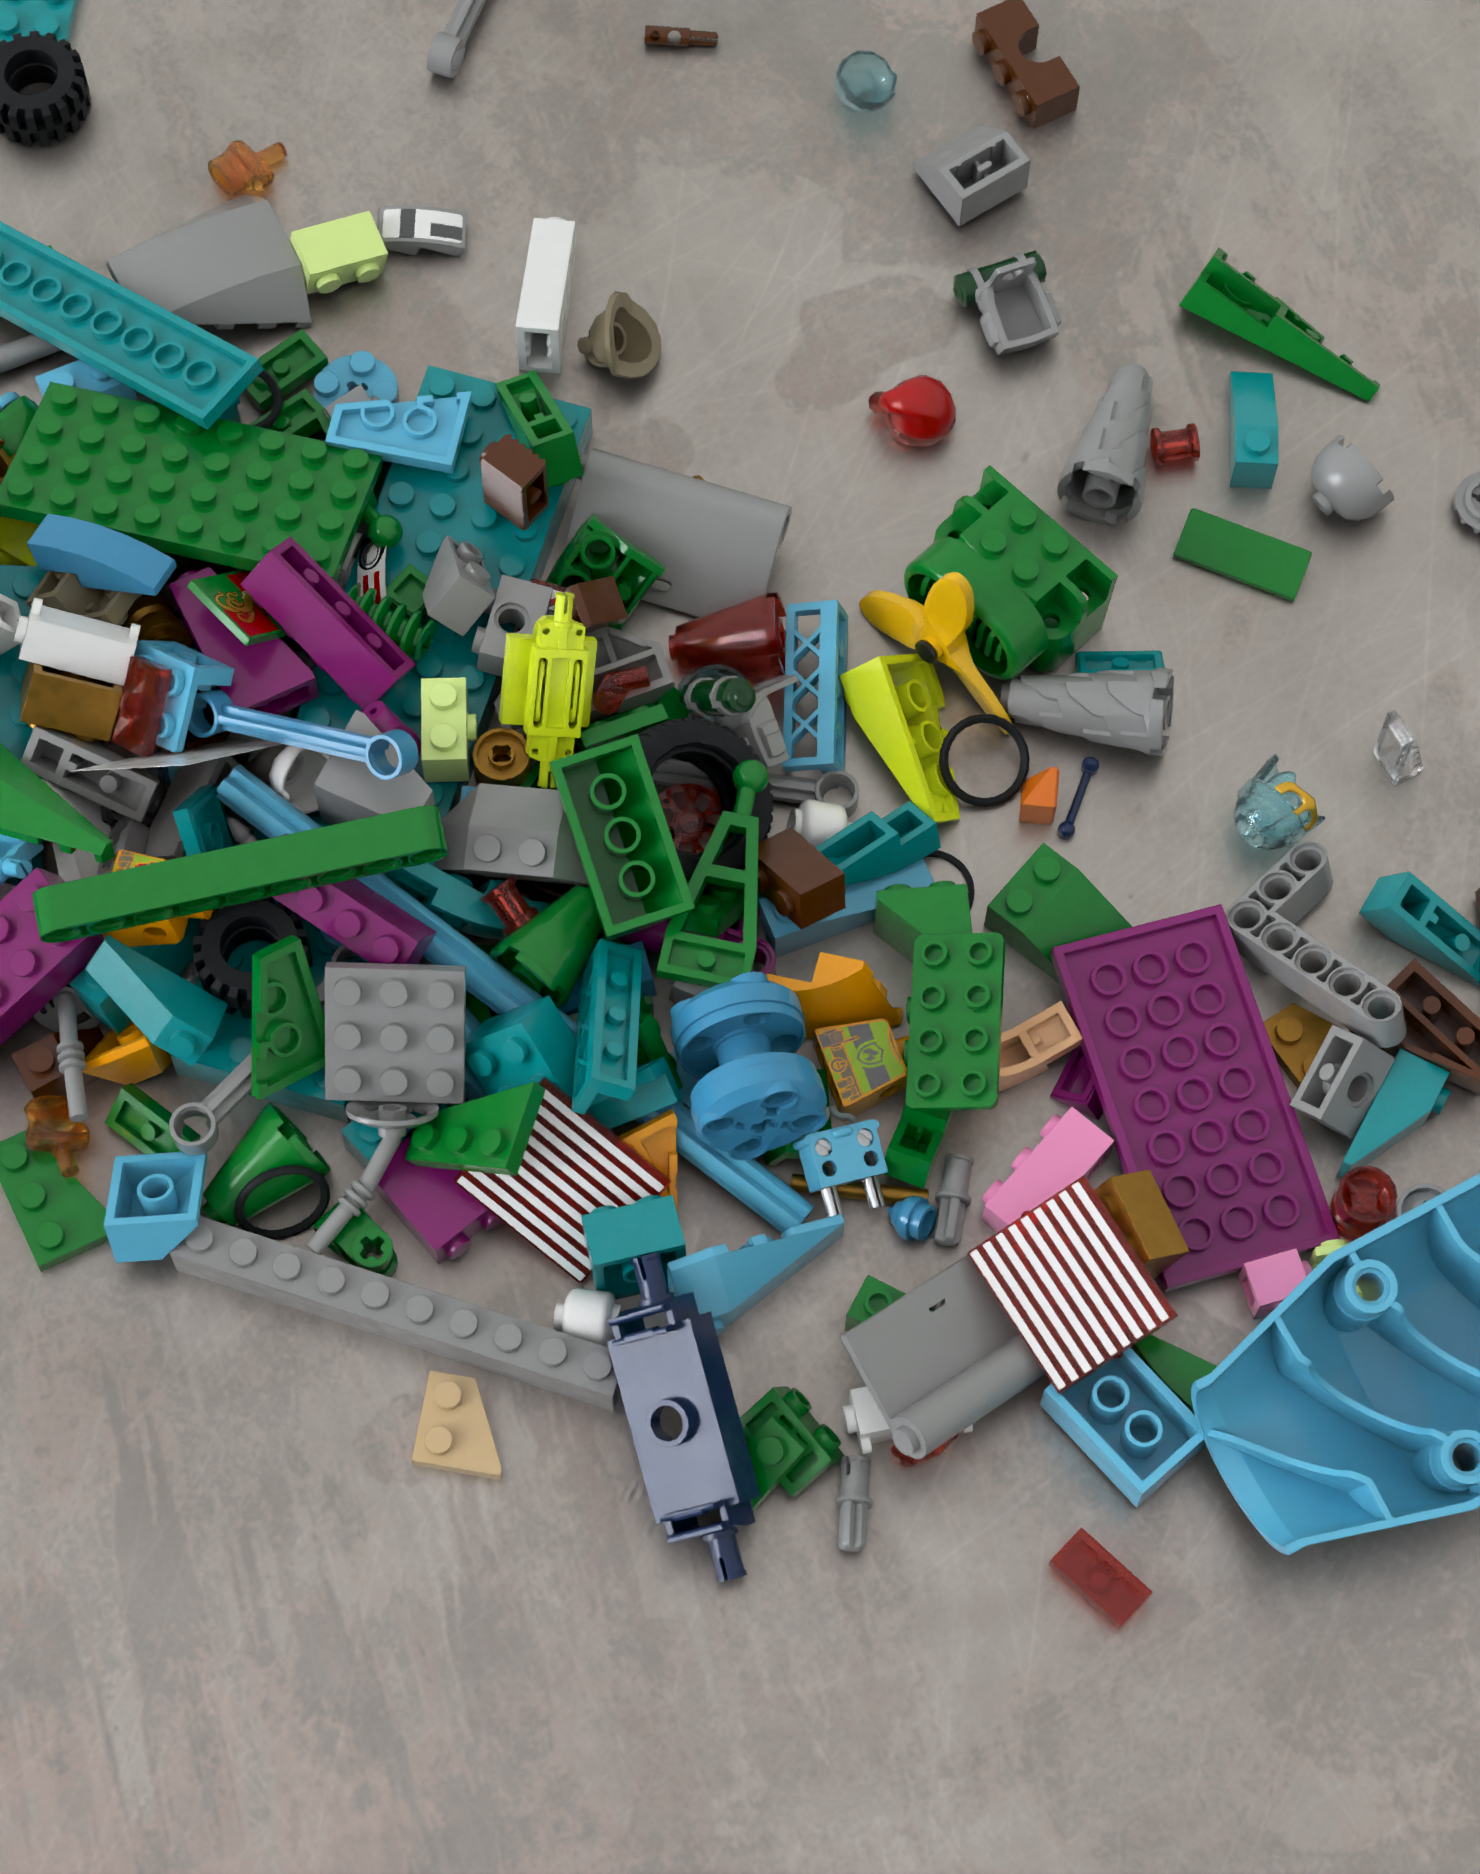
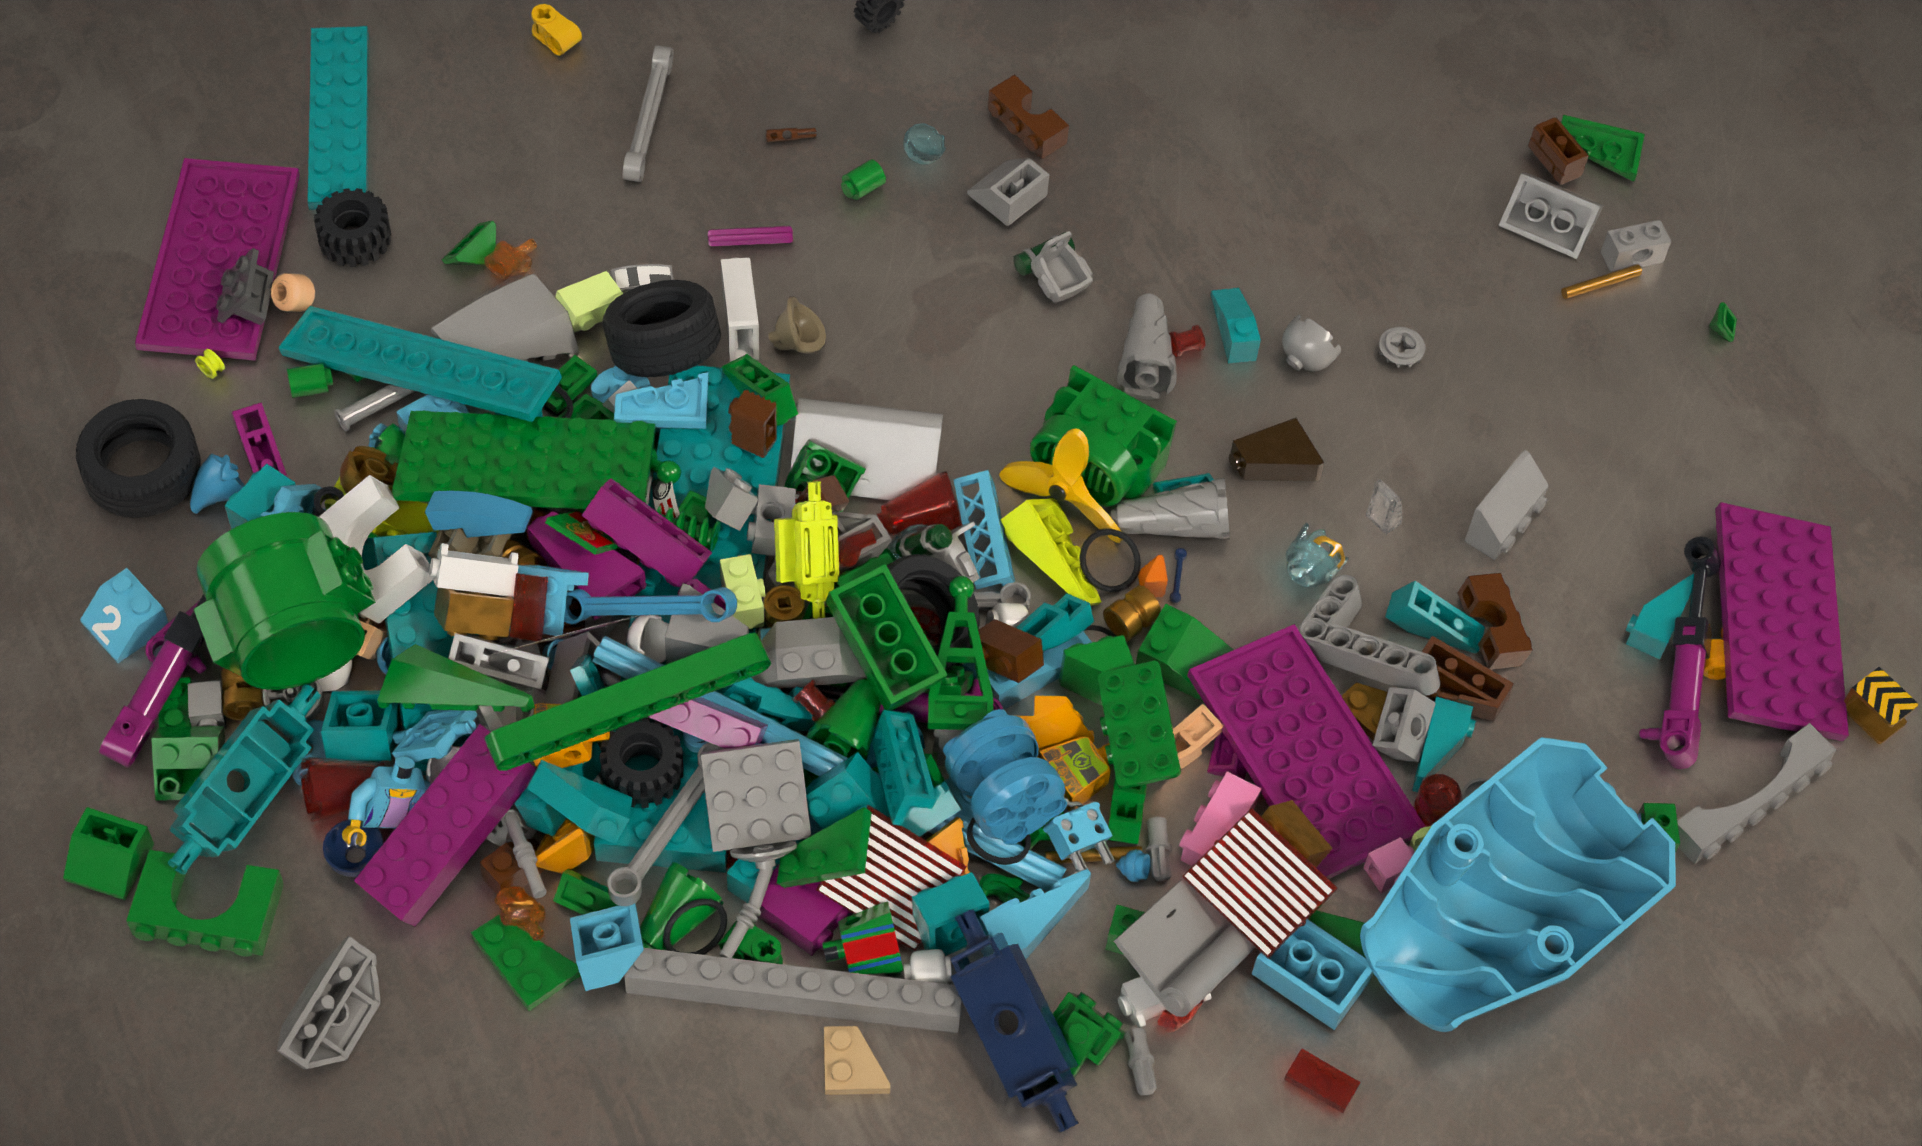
camera: 15 degrees left, 10 degrees down
(199, 141) = (474, 246): none -> green slope
(285, 1018) = (677, 796): green wing -> none
(424, 312) = (661, 328): none -> black tyre
(512, 1265) = (867, 942): none -> torso
(588, 185) = (750, 236): none -> magenta axle
(713, 1179) = (998, 860): none -> black piece
(723, 1215) = (1003, 887): none -> green piece
(765, 124) = (863, 180): none -> green brick
(916, 410) = (1008, 345): red piece -> none
(1002, 843) = (1132, 613): none -> pearl gold wheel
(1242, 554) = (1248, 402): green slope -> none
(1252, 313) = (1211, 249): green wedge -> none
(1263, 640) = (1277, 454): none -> dark brown slope

